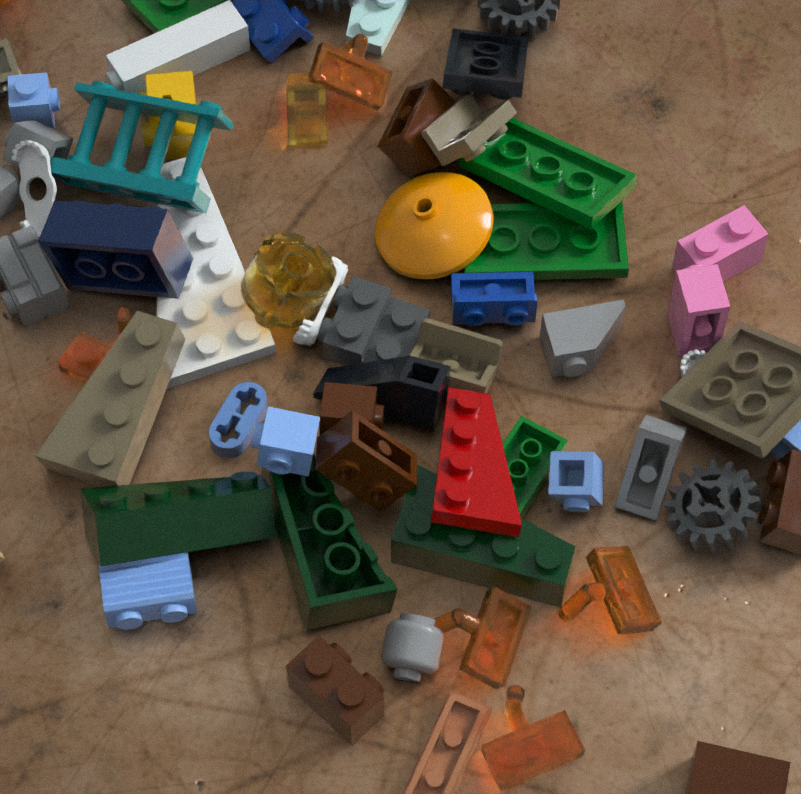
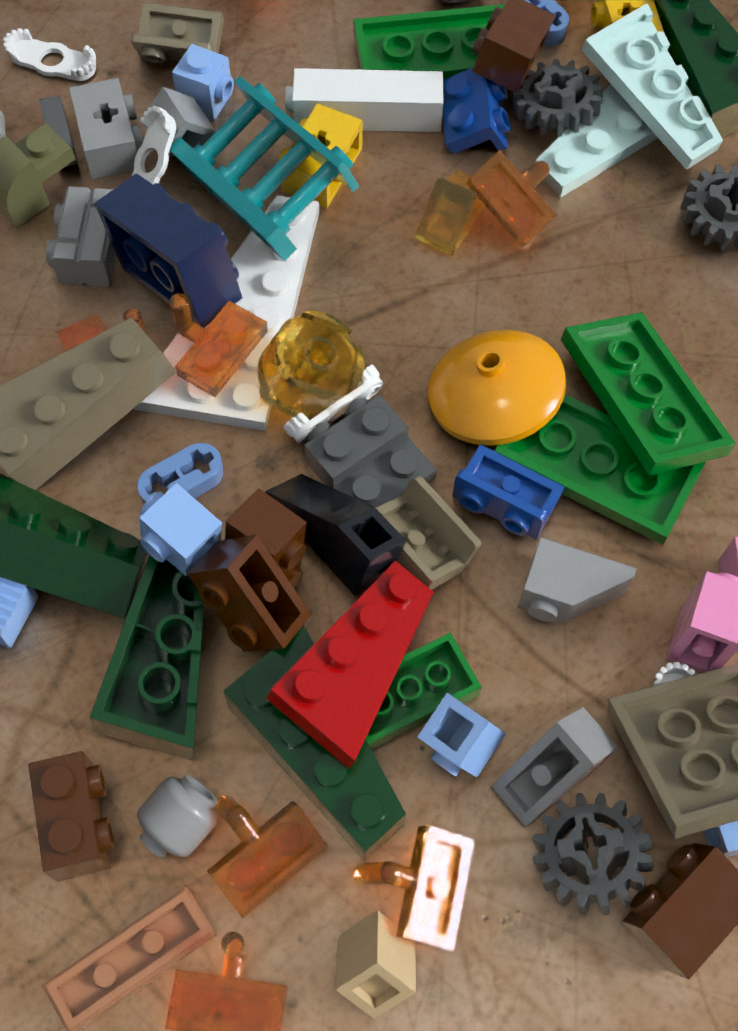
camera: 30 degrees right, 5 degrees up
(204, 304) = (219, 347): none -> clear orange plate
(414, 113) = (546, 283): reddish brown brick -> none
(465, 129) = (586, 302): dark tan bracket -> none
(485, 64) = (651, 251): black plate -> none
(616, 661) = (375, 966): none -> tan panel

